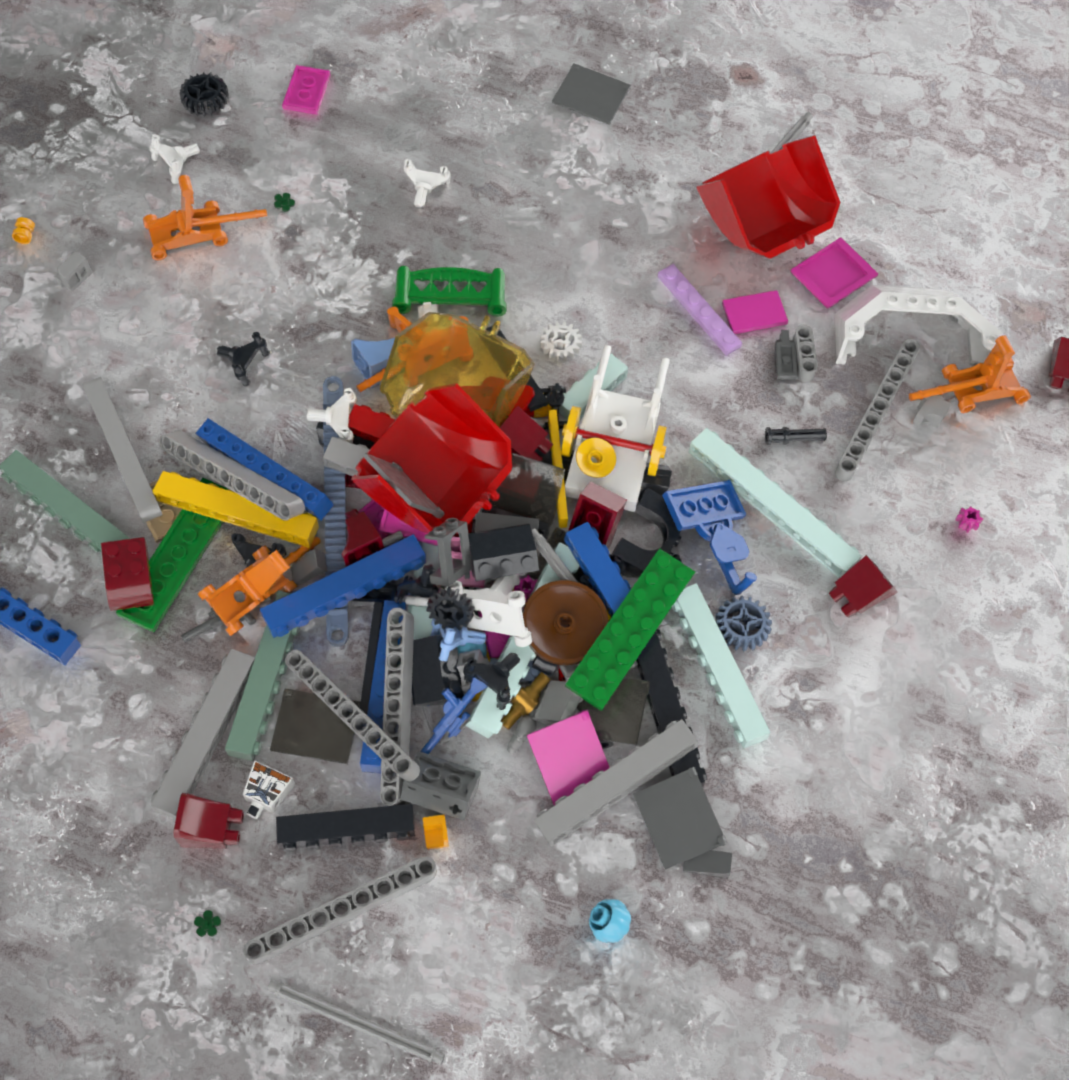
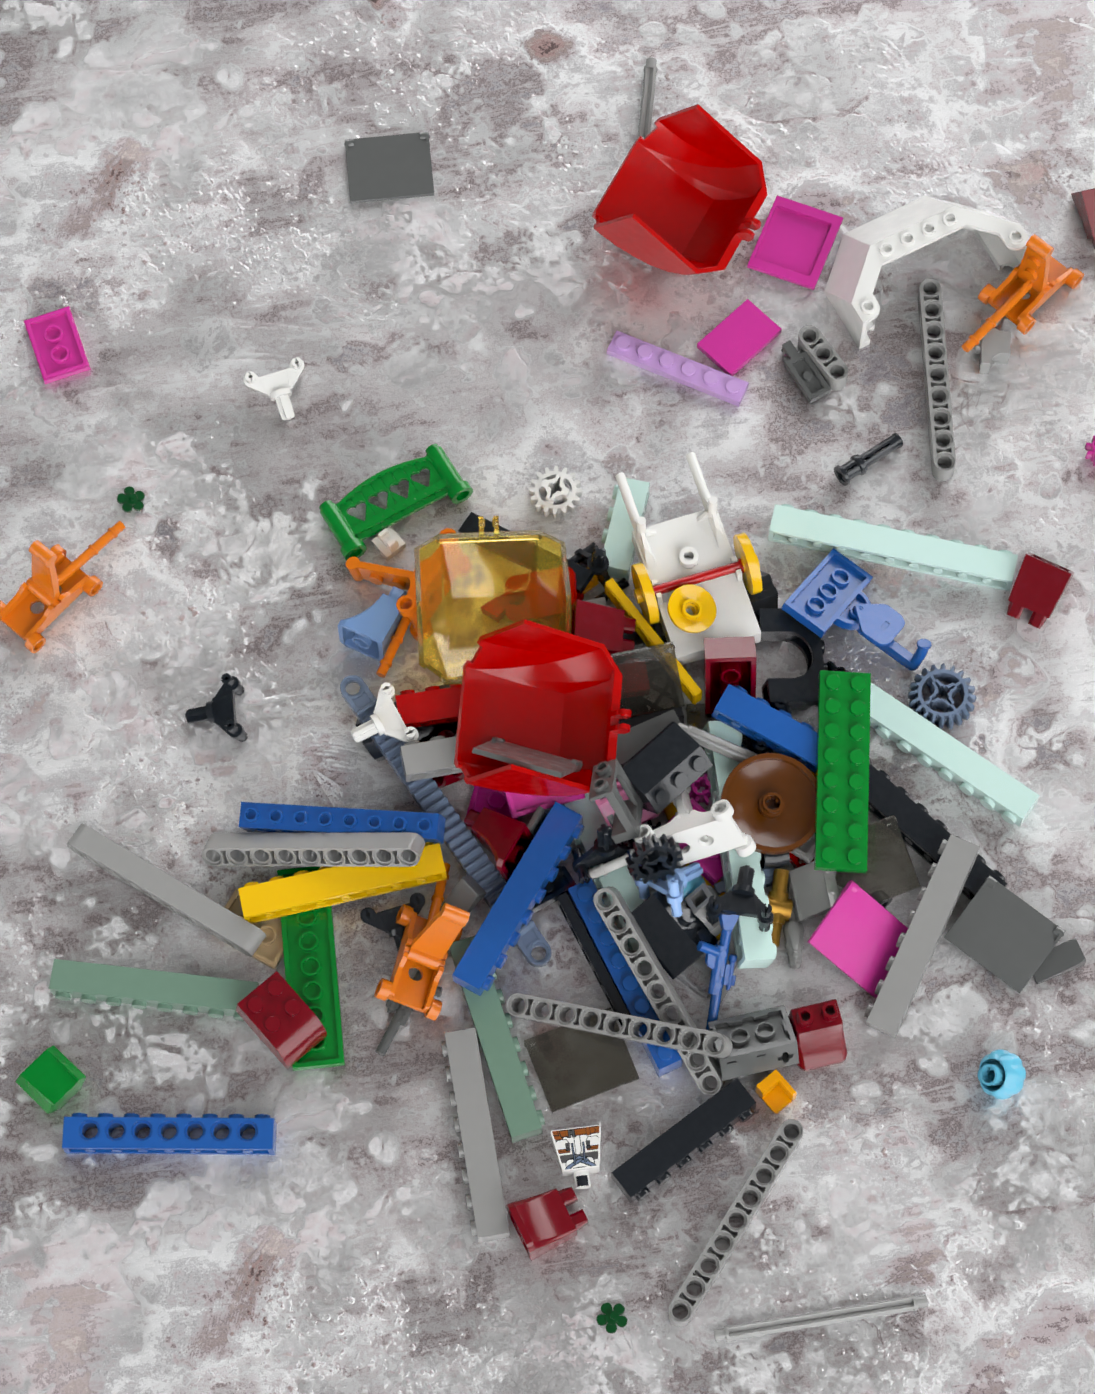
camera: 25 degrees left, 5 degrees up
(493, 809) = (819, 1035): none -> dark red hips

